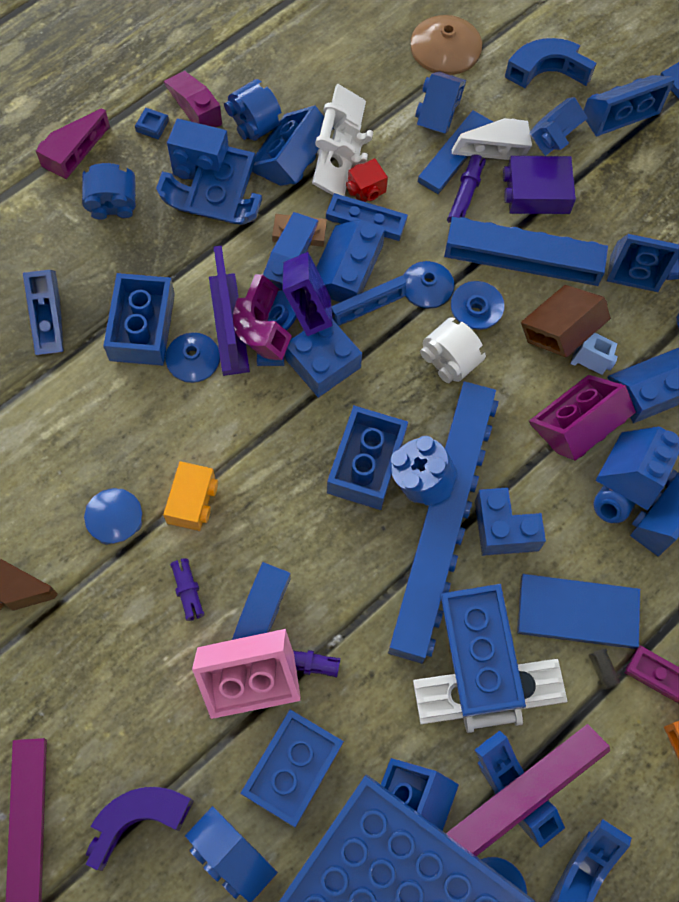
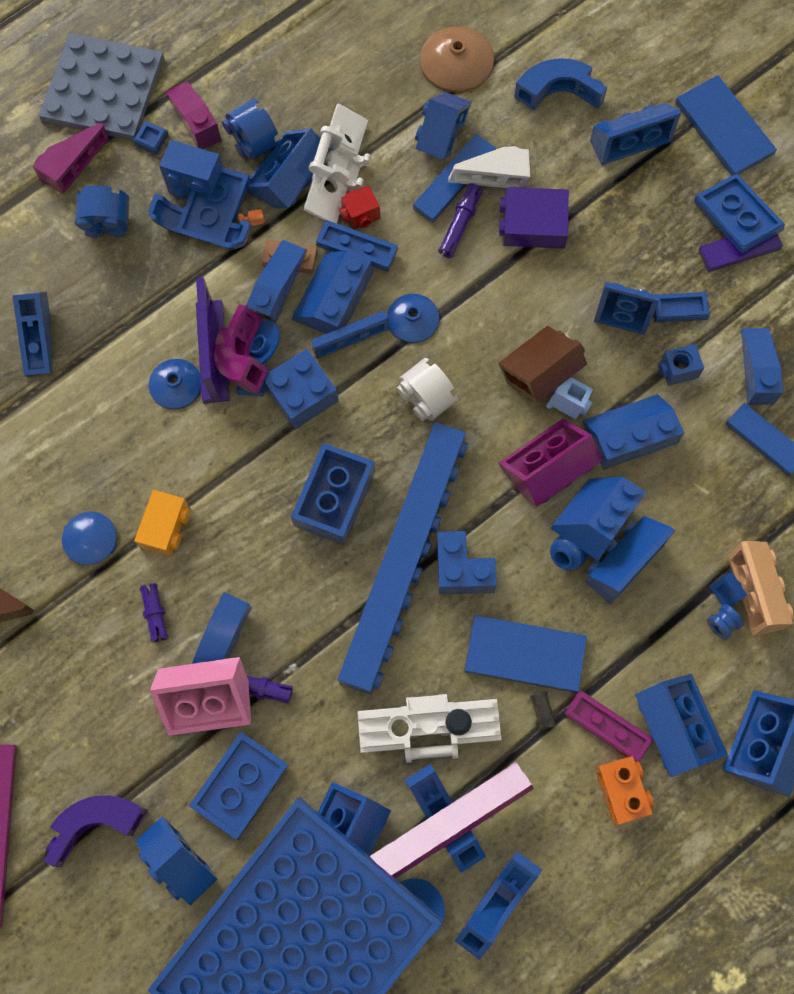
camera: 10 degrees right, 5 degrees up
(99, 73) = (101, 85): none -> sand blue plate
(139, 319) = (124, 345): blue brick -> none
(264, 191) = (255, 217): none -> orange piece
(307, 294) = (285, 328): dark purple brick -> none
(424, 471) = (384, 511): brick -> none
(480, 296) = (460, 332): blue dish -> none
(482, 651) = (423, 687): blue tile -> none
(526, 251) = (512, 287): blue brick -> none
(551, 129) = (557, 156): blue arch -> none

